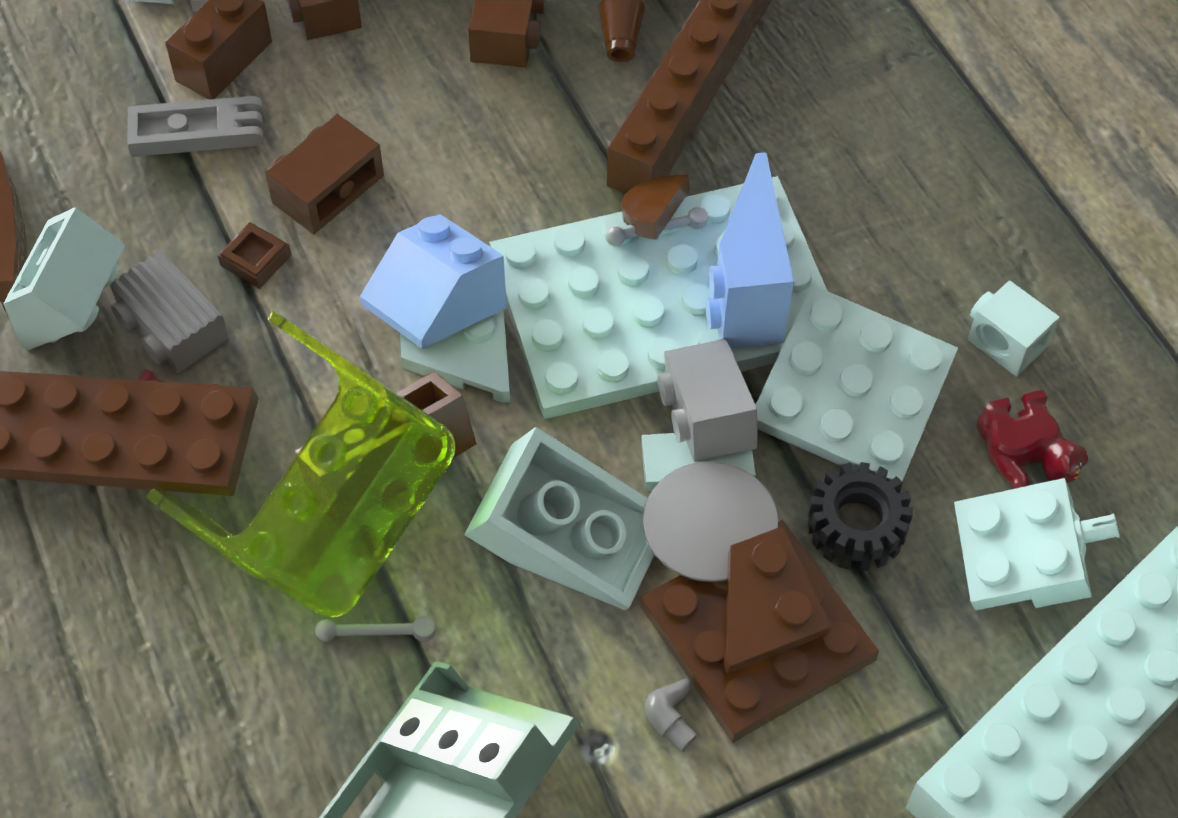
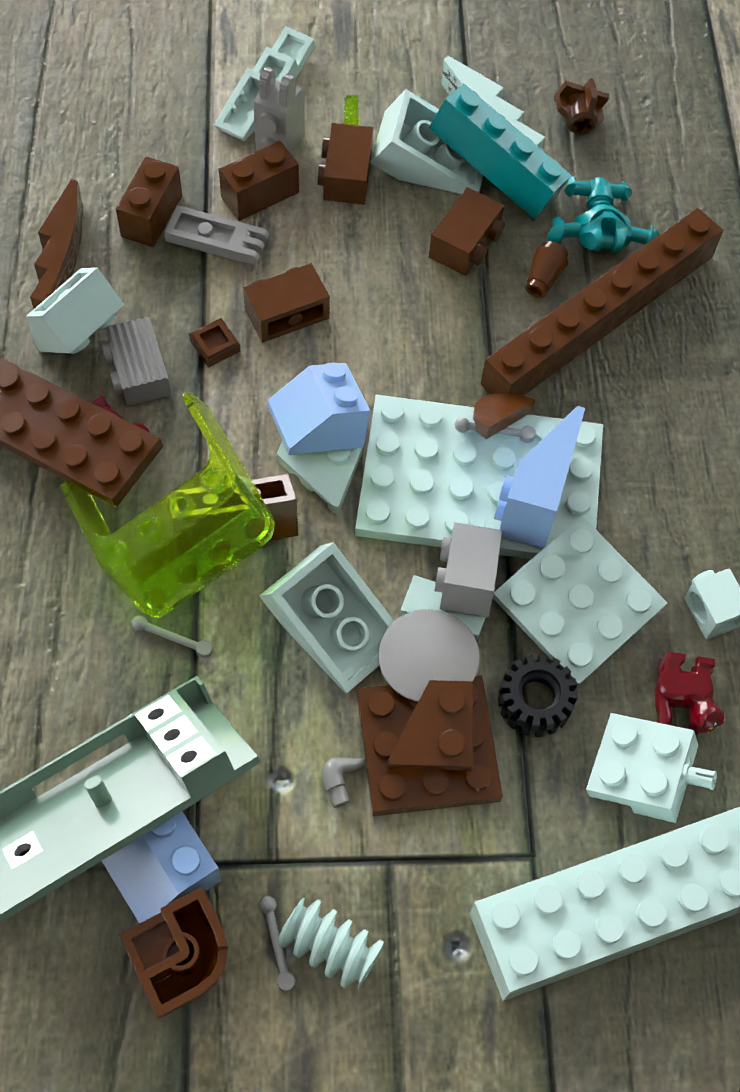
camera: 20 degrees right, 5 degrees up
(89, 114) = (149, 201): none -> reddish brown brick

